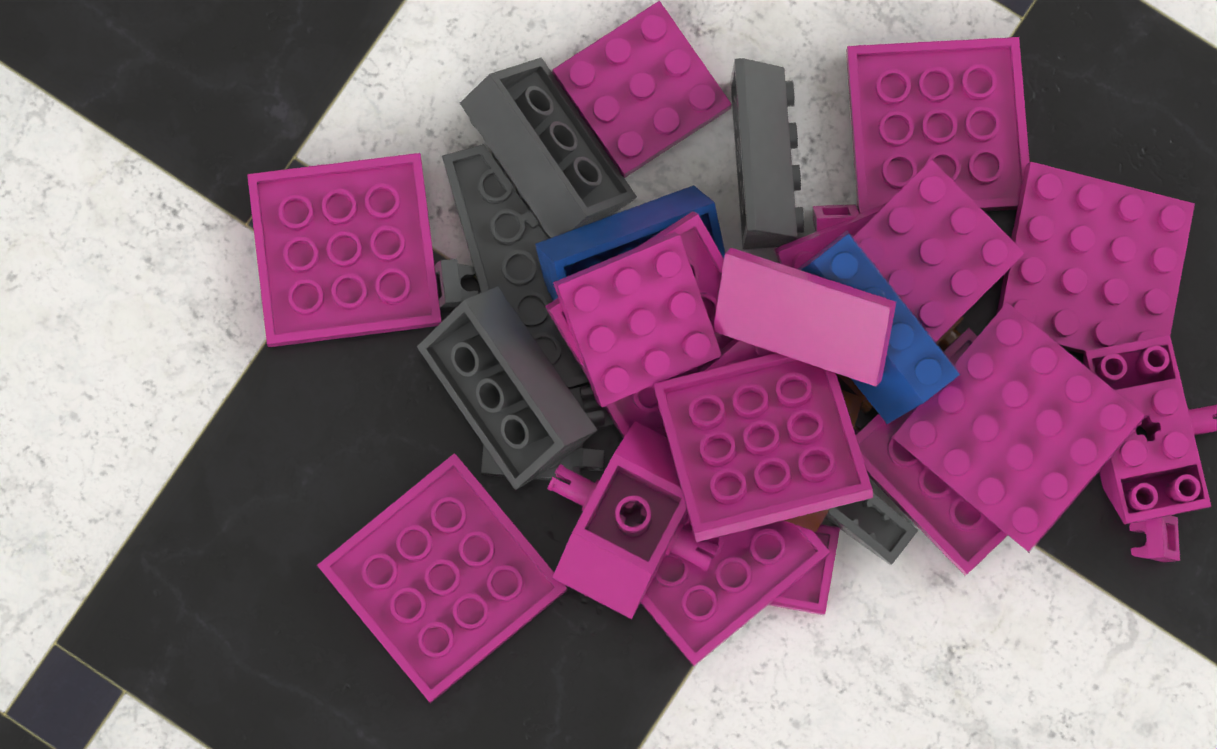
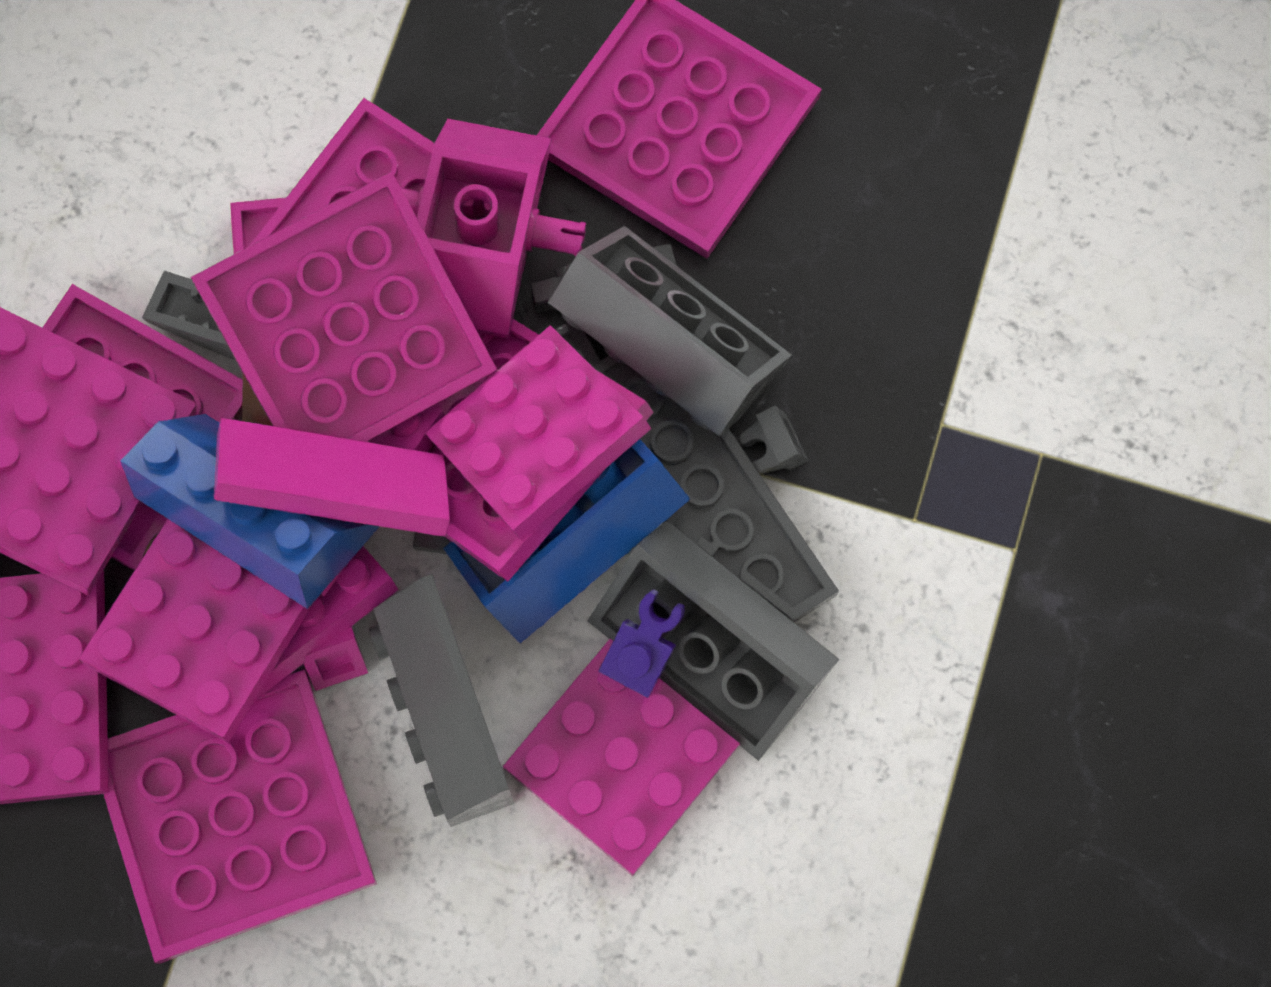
camera: 165 degrees right, 5 degrees down
(344, 250) = (916, 450): dark pink plate -> none
(606, 146) = (640, 650): none -> dark purple plate

